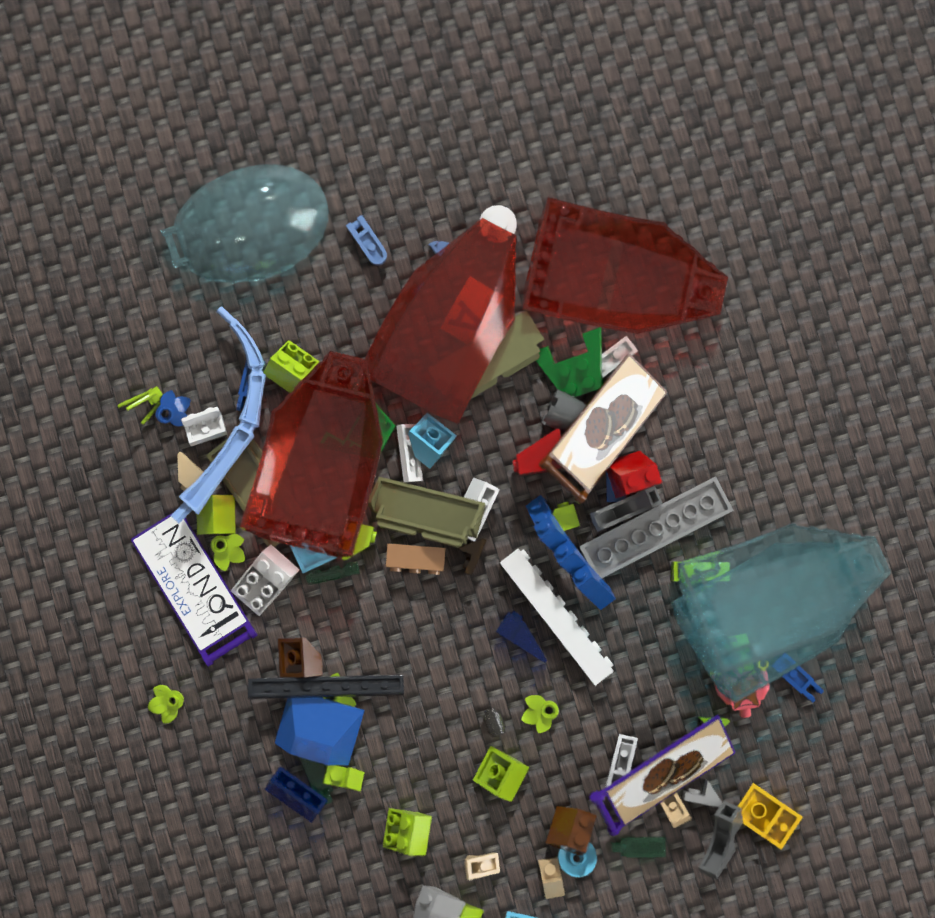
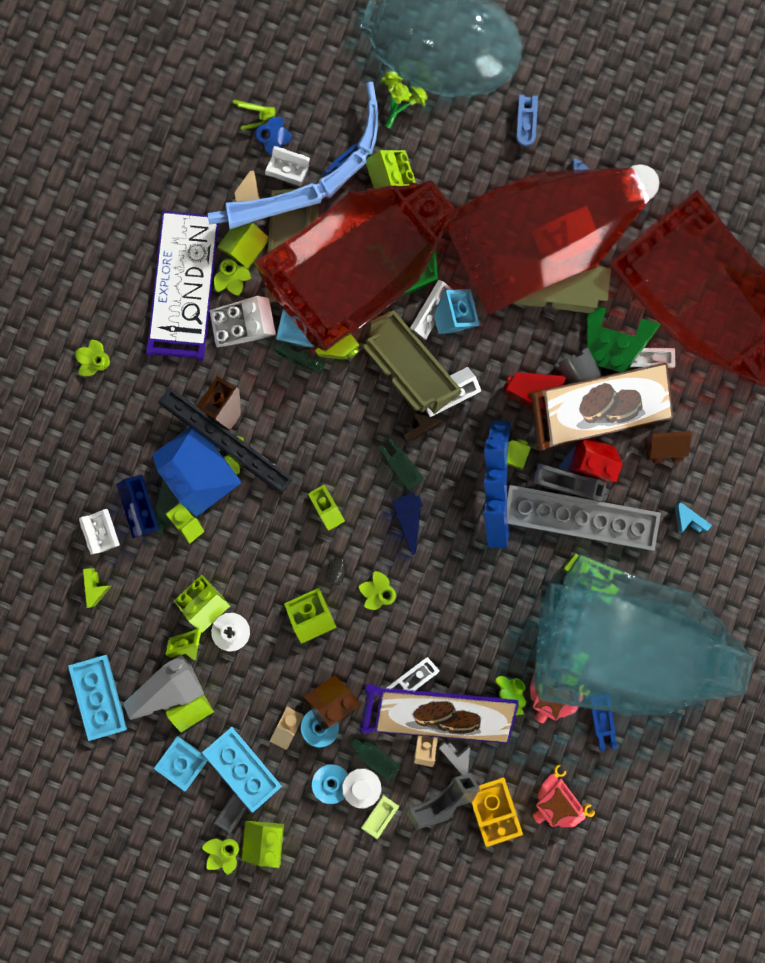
camera: 35 degrees right, 0 degrees up
(251, 299) = (400, 92): none -> lime plant
(280, 838) = (99, 532): none -> white bracket
(313, 891) = (93, 593): none -> lime slope
(415, 558) = (373, 395): medium nougat brick -> none
(418, 875) = (184, 644): none -> lime slope
(447, 677) = (326, 507): none -> lime slope
(447, 836) = (230, 632): none -> white piece
(481, 865) = (239, 675): tan slope -> none
(482, 597) = (402, 466): none -> clear green hinge
(557, 618) = (449, 526): white brick -> none
(630, 897) = (326, 793): none -> medium azure dish
(647, 879) = (361, 788): none -> white piece
(679, 890) = (380, 817): none -> yellowish green tile
(680, 419) = (668, 446): none -> reddish brown slope
(706, 709) = (511, 689): none -> lime plate
(737, 463) = (685, 516): none -> medium azure slope
(812, 770) = (558, 803): none -> torso

